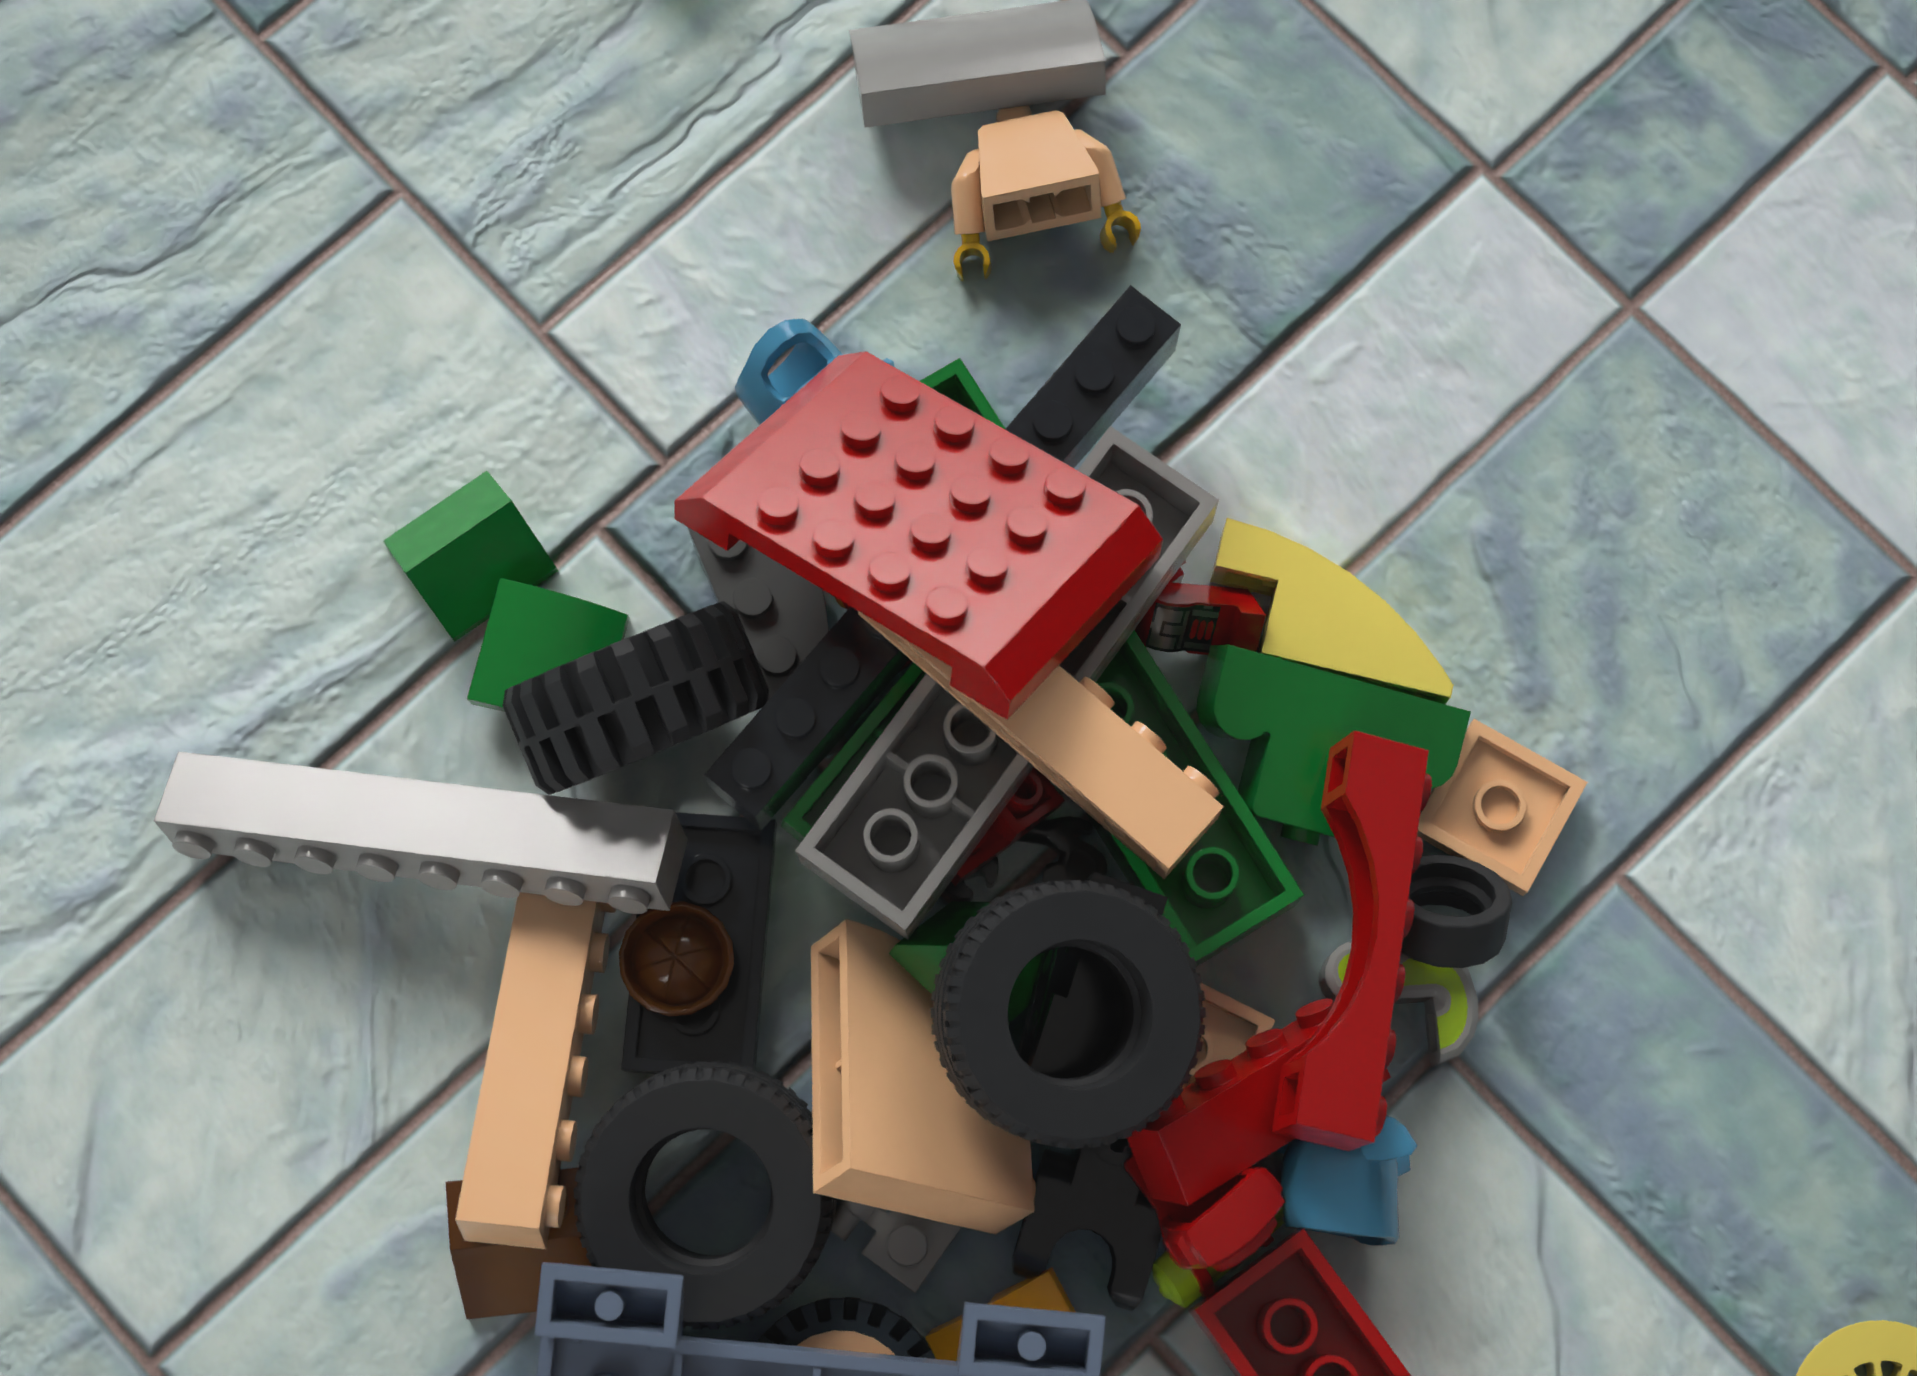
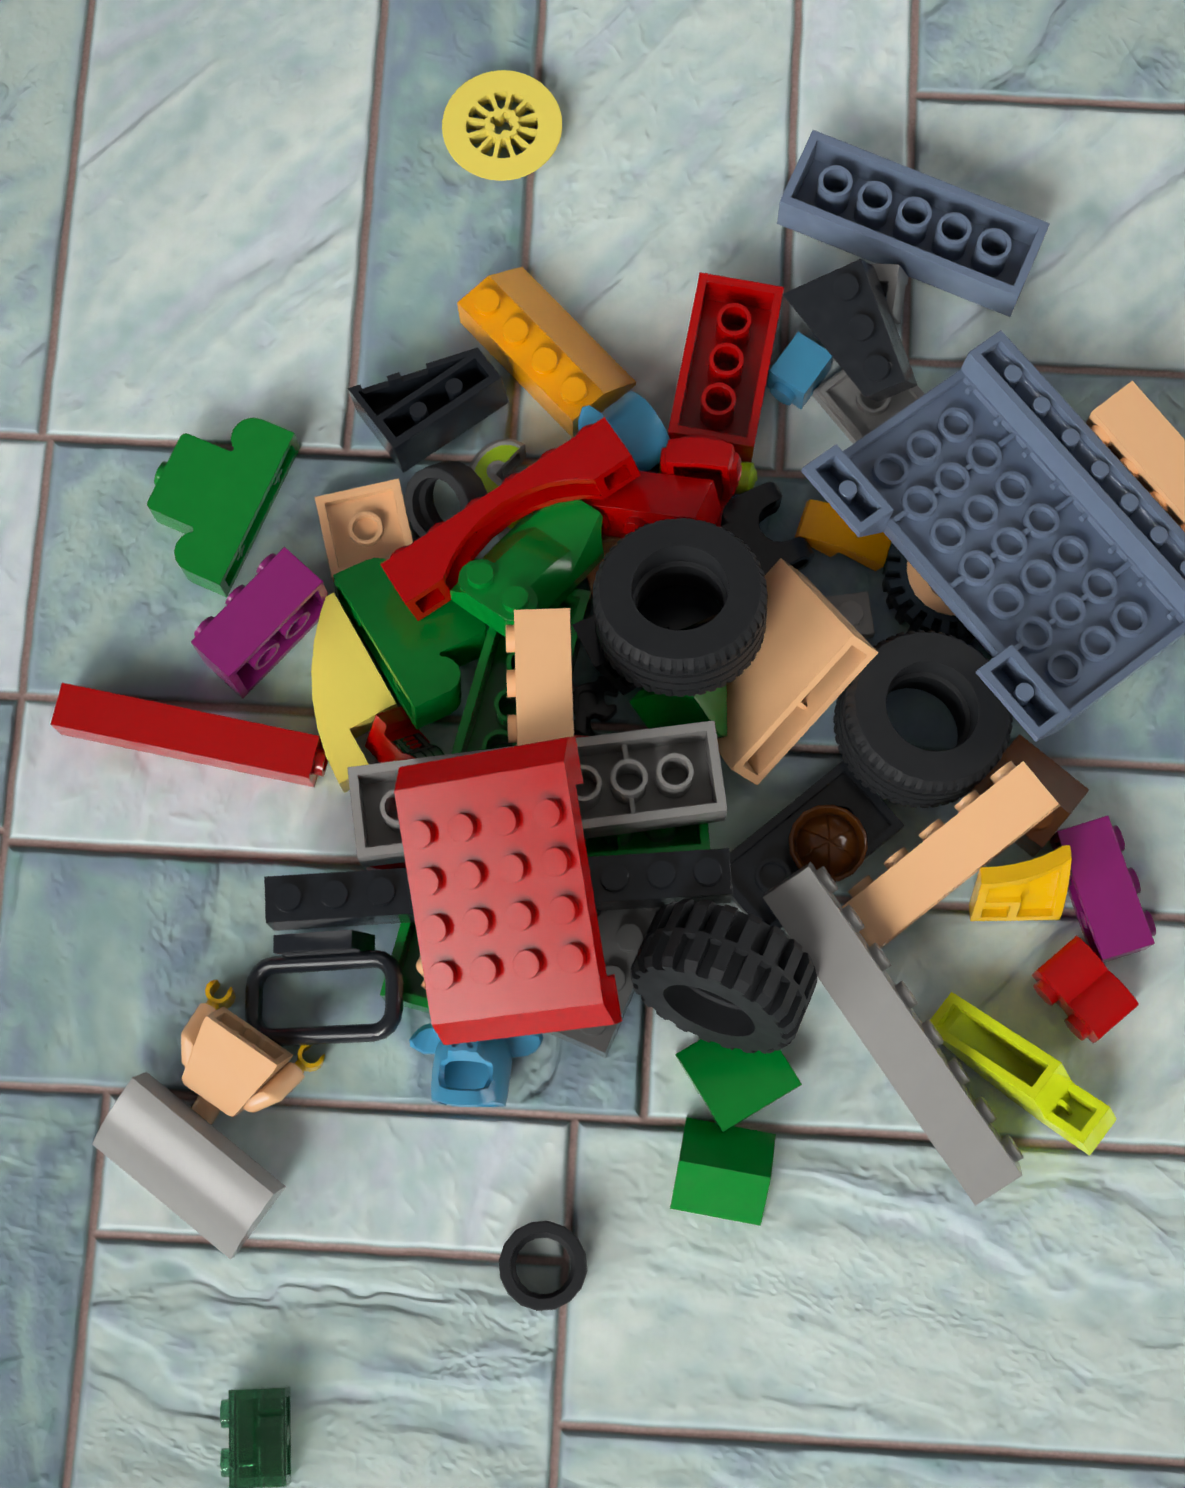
camera: 130 degrees left, 0 degrees up
(257, 933) = (1023, 1073): none -> neon yellow slope
(270, 1088) = (1084, 990): none -> red brick
(344, 1217) = (1105, 890): none -> magenta brick
(412, 1135) = (1023, 889): none -> yellow plate
(548, 254) = (509, 1255): none -> black tyre
(1041, 357) = (326, 953): none -> black bar
(1275, 918) = (532, 564): none -> green slope
(1429, 423) = (189, 735): none -> red brick
(1485, 590) = (261, 622): none -> magenta brick
(1546, 1206) = (542, 346): none -> light orange slope
(1584, 998) = (430, 406): none -> black wedge
(1676, 683) = (221, 498): none -> green brick

